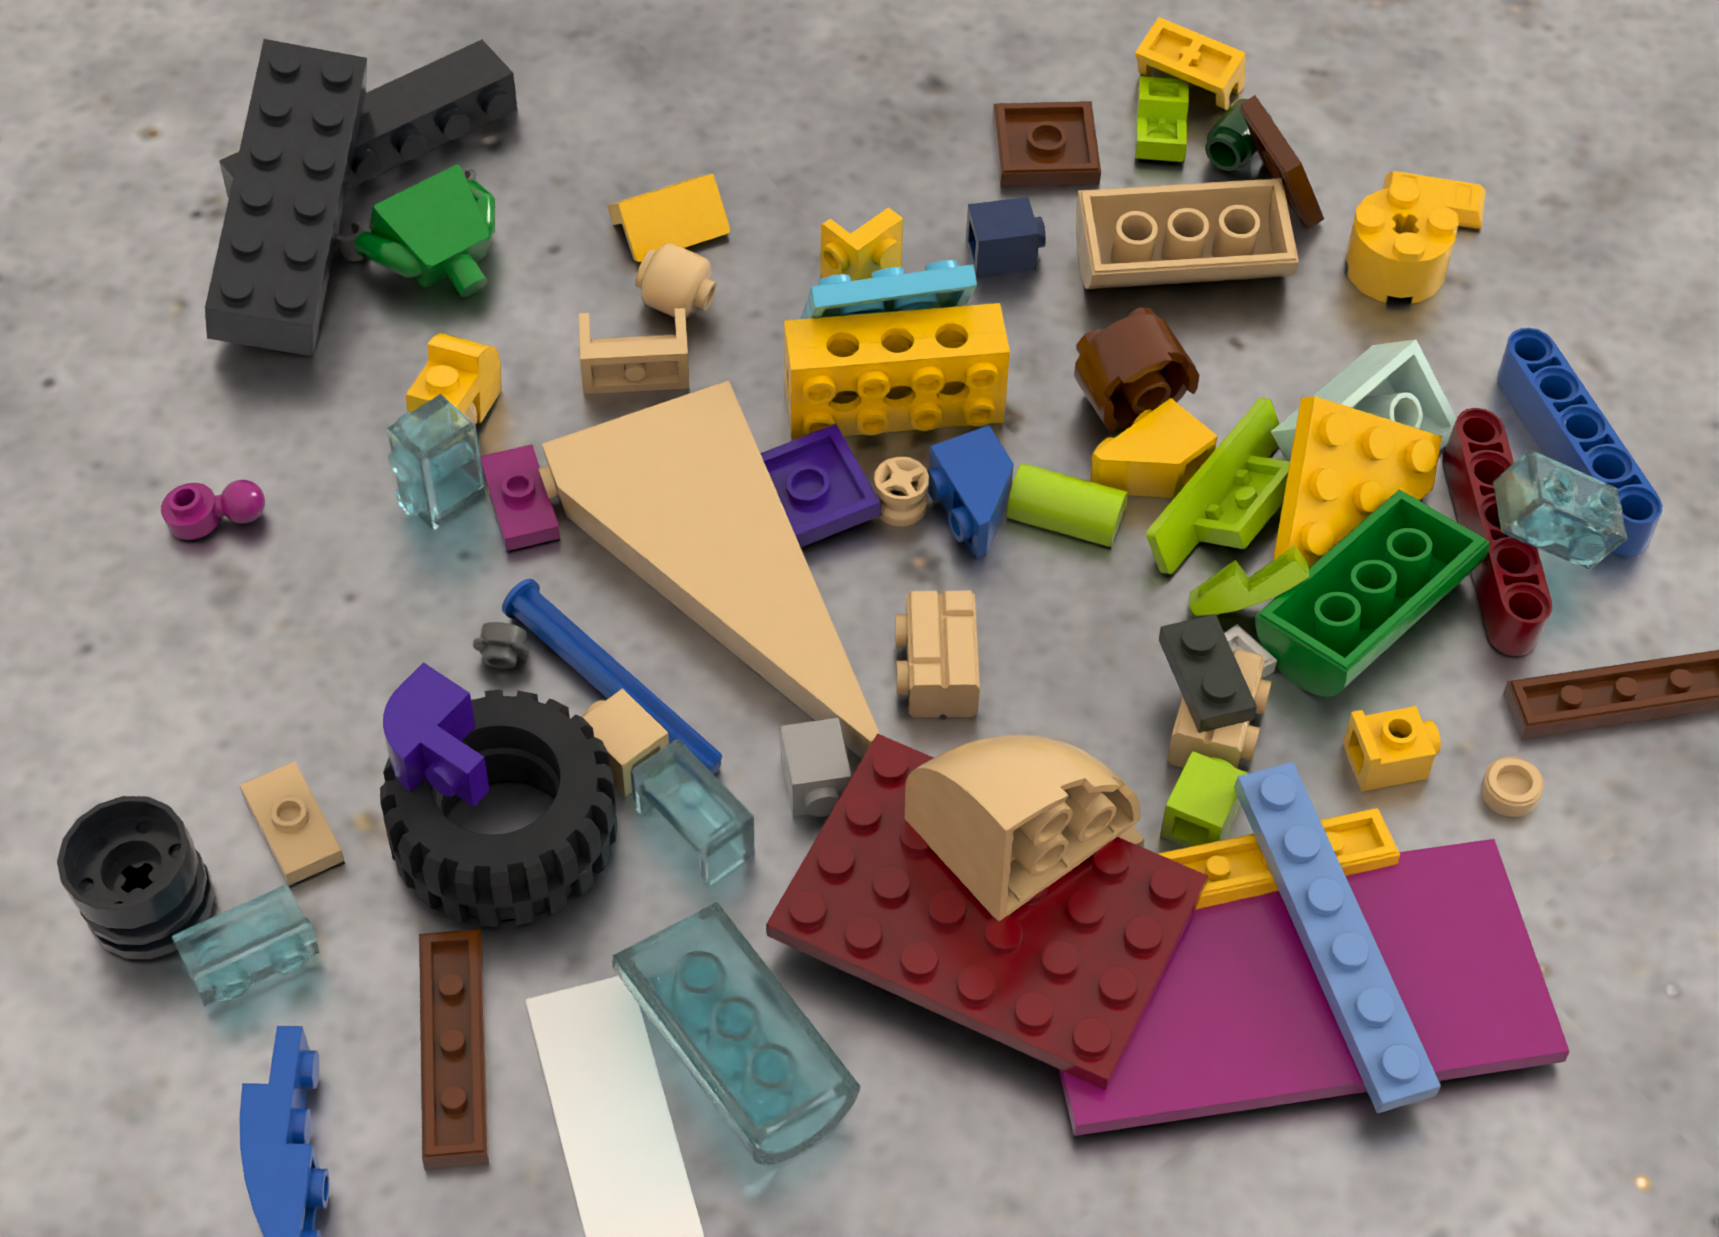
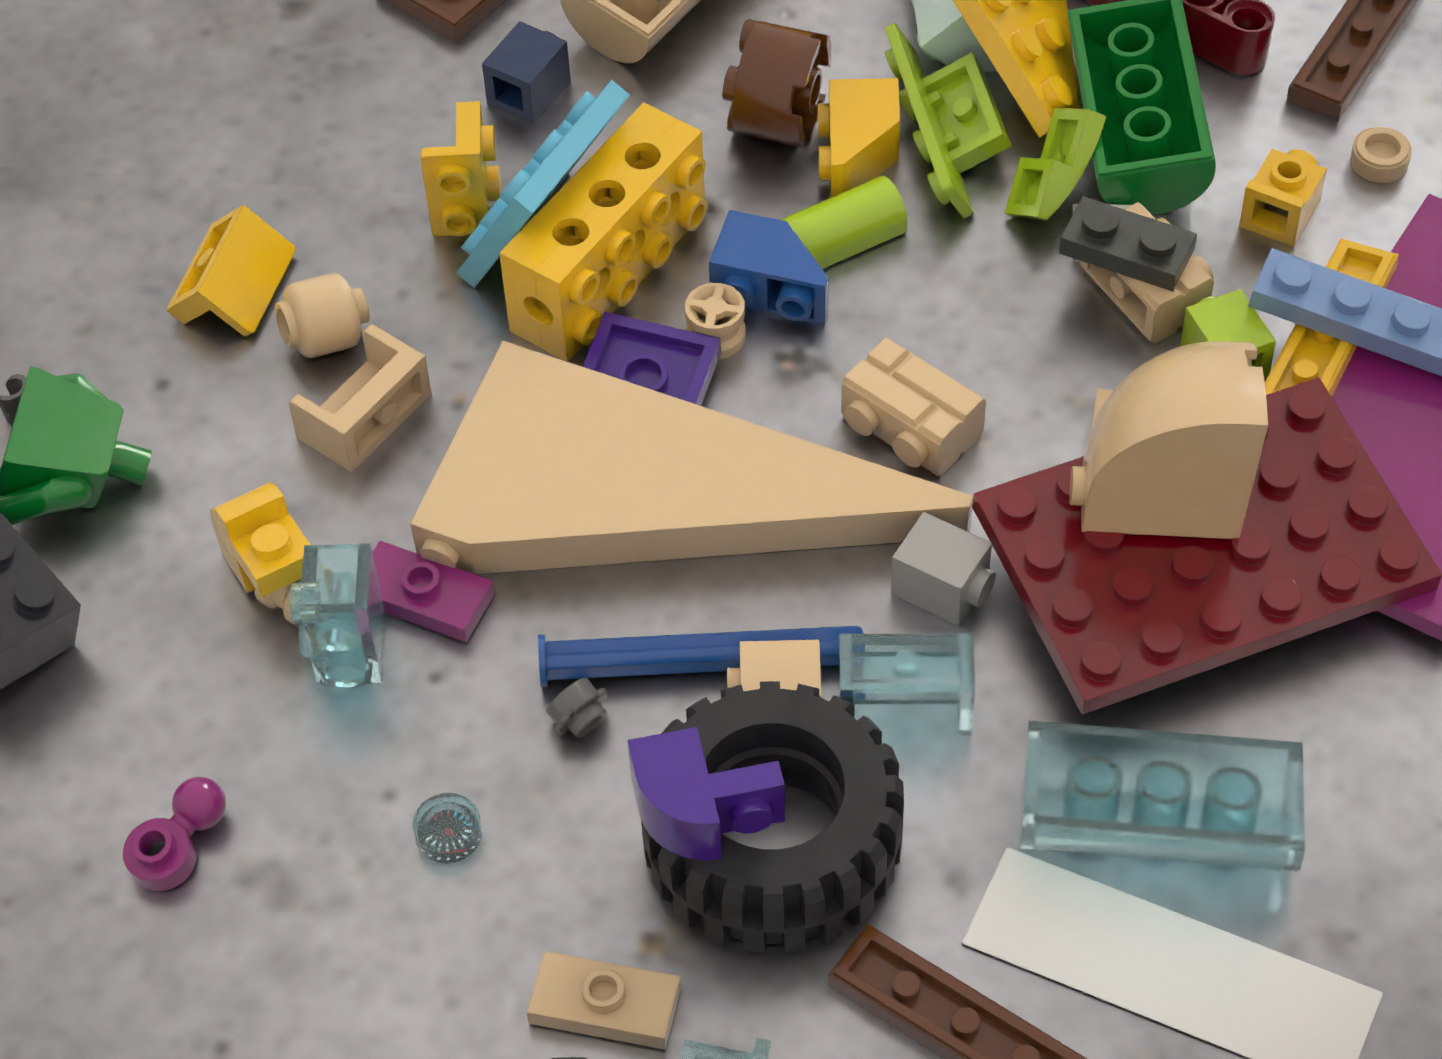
camera: 45 degrees left, 0 degrees up
(348, 644) = (447, 828): none -> clear light blue tile

